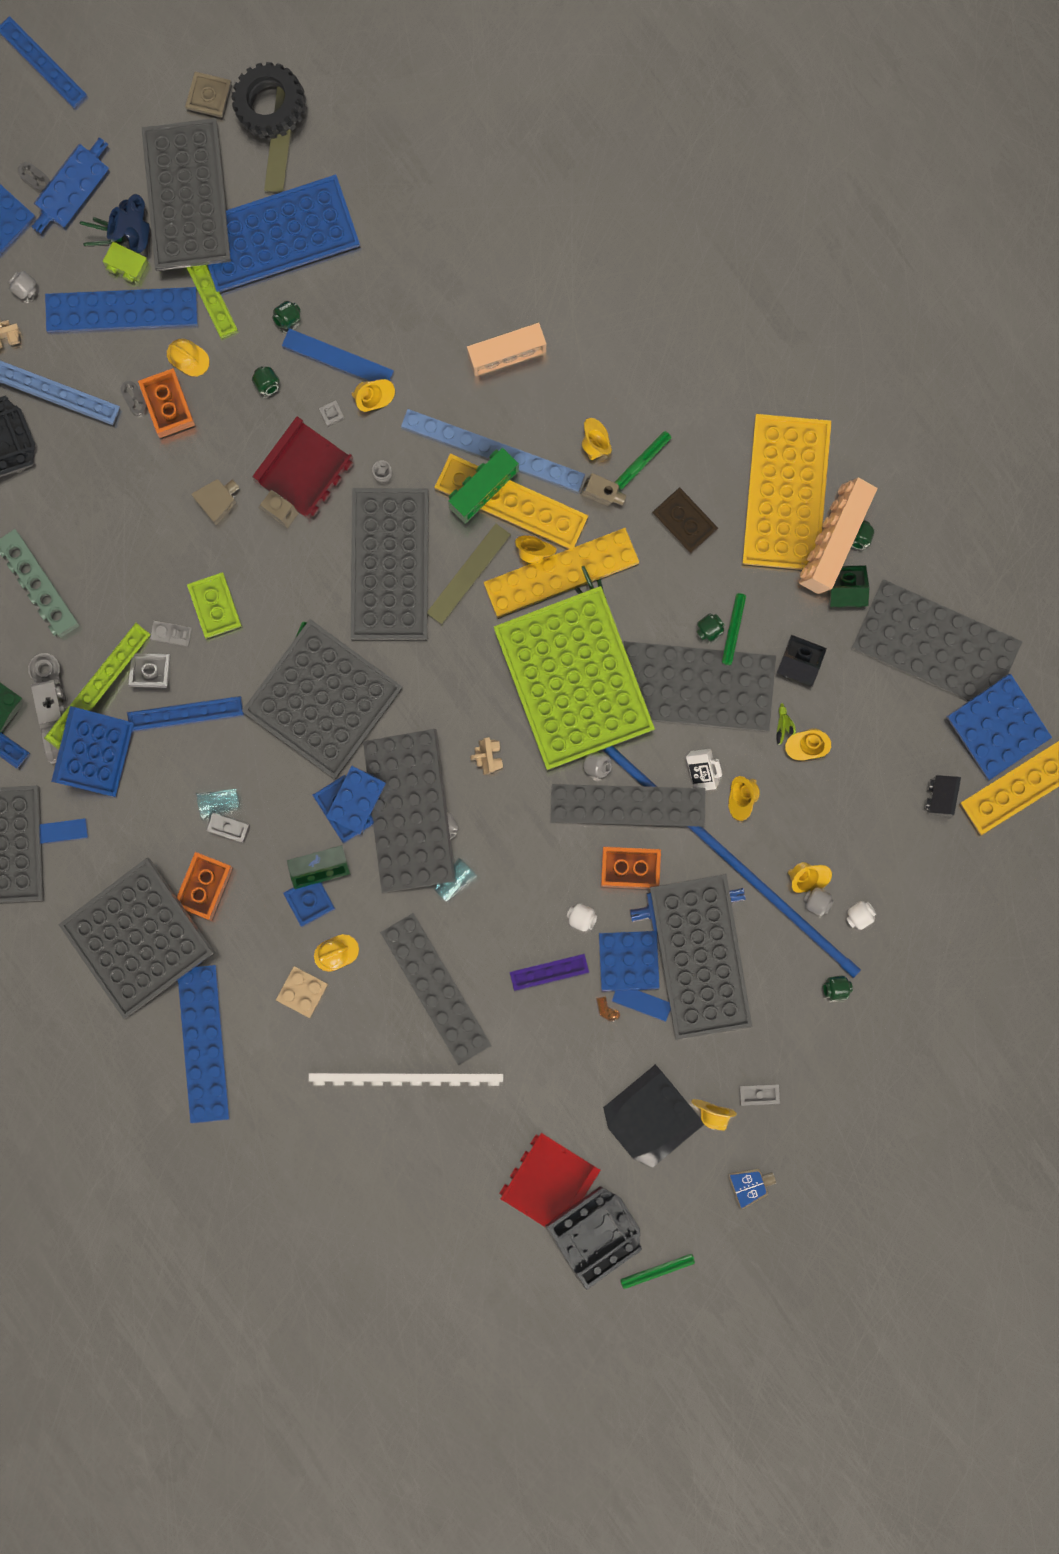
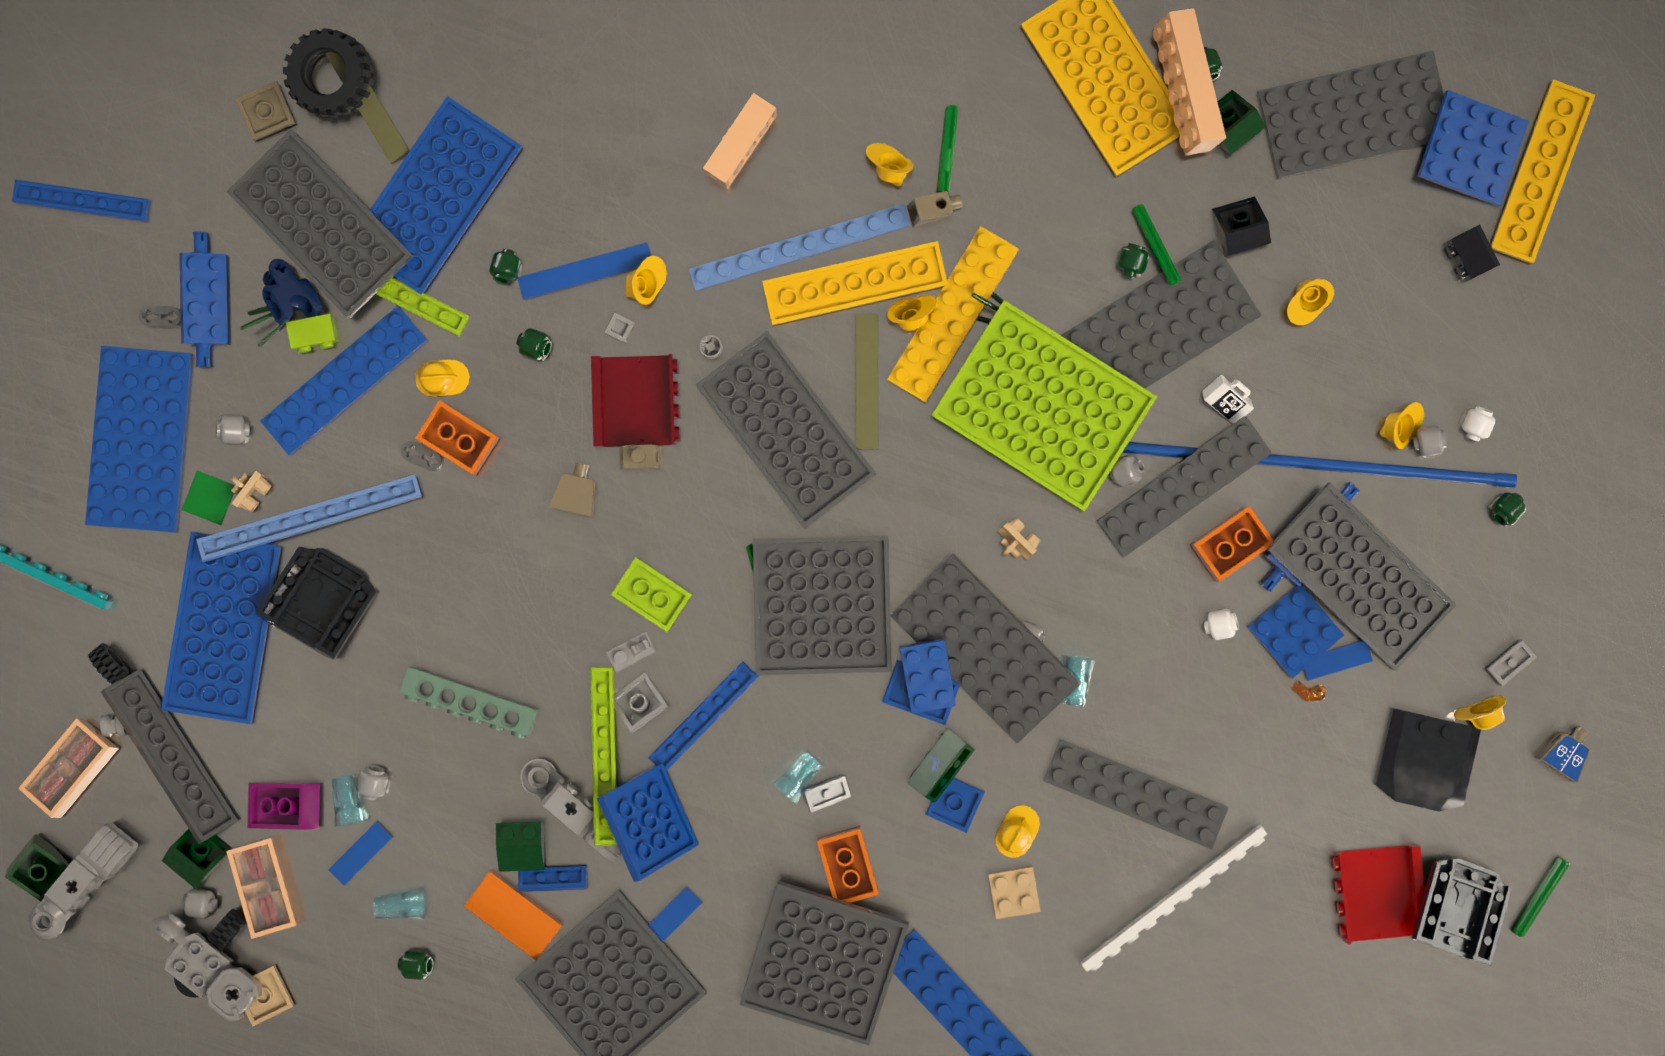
camera: 35 degrees left, 5 degrees up
(483, 485) = (820, 288): green brick -> none
(549, 972) = (1230, 698): dark purple plate -> none
(685, 520) = (1030, 176): dark brown tile -> none
(742, 797) = (1285, 397): yellow piece -> none
(784, 722) = (1270, 297): lime piece -> none

